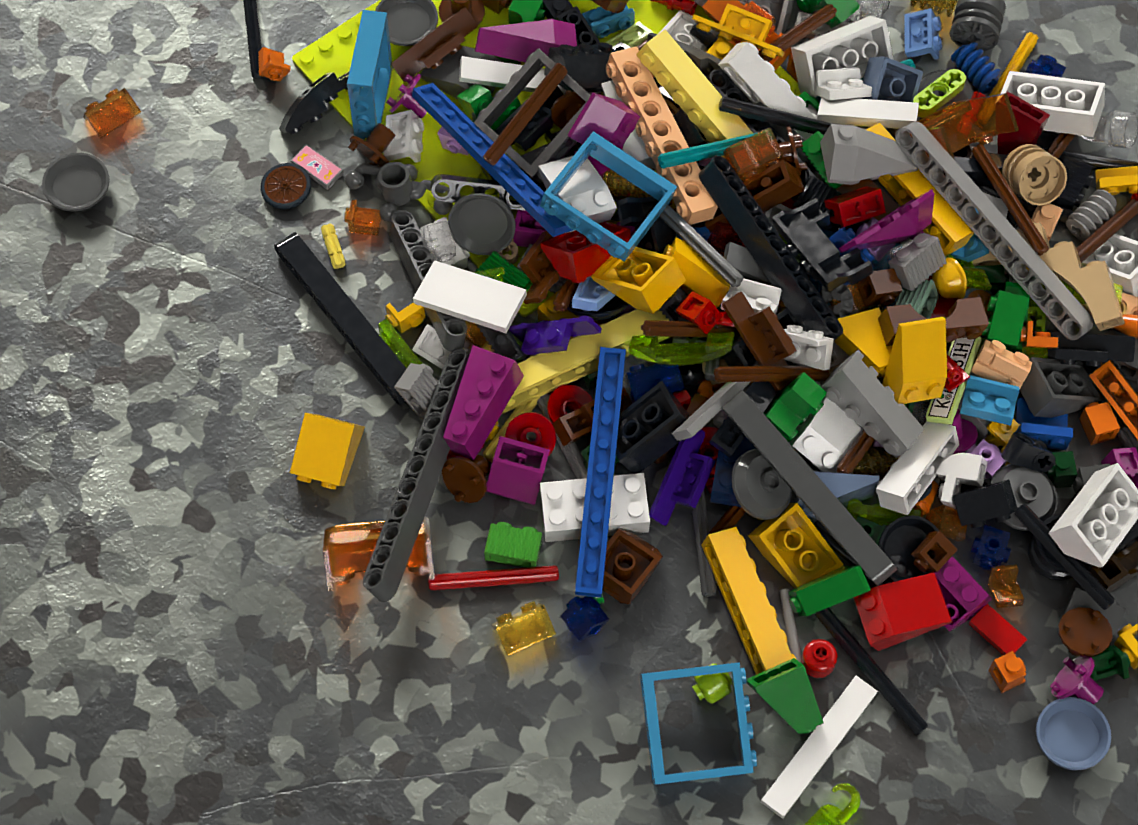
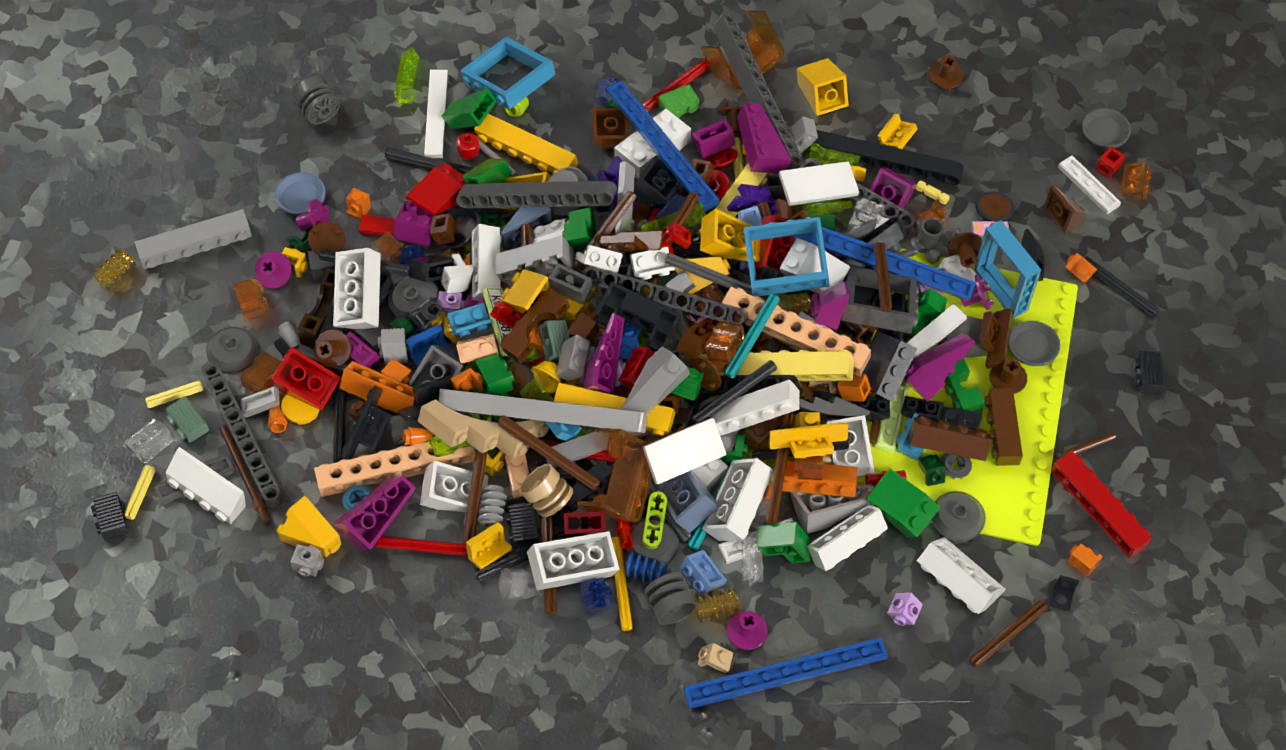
camera: 140 degrees right, 5 degrees down
(114, 146) = (1110, 162): none -> red brick
(160, 146) = (1089, 185): none -> white tile
(170, 369) = (946, 73): none -> reddish brown piece
(224, 122) = (1063, 210): none -> reddish brown slope
(303, 331) = (896, 132): none -> yellow bracket
(377, 272) = (893, 187): none -> magenta slope
(523, 628) = (638, 70): clear yellow bracket -> none
(841, 84) = (718, 468): white bracket -> none
(867, 324) = (570, 283): none -> dark grey brick
(1088, 445) = (393, 345): none -> light grey brick

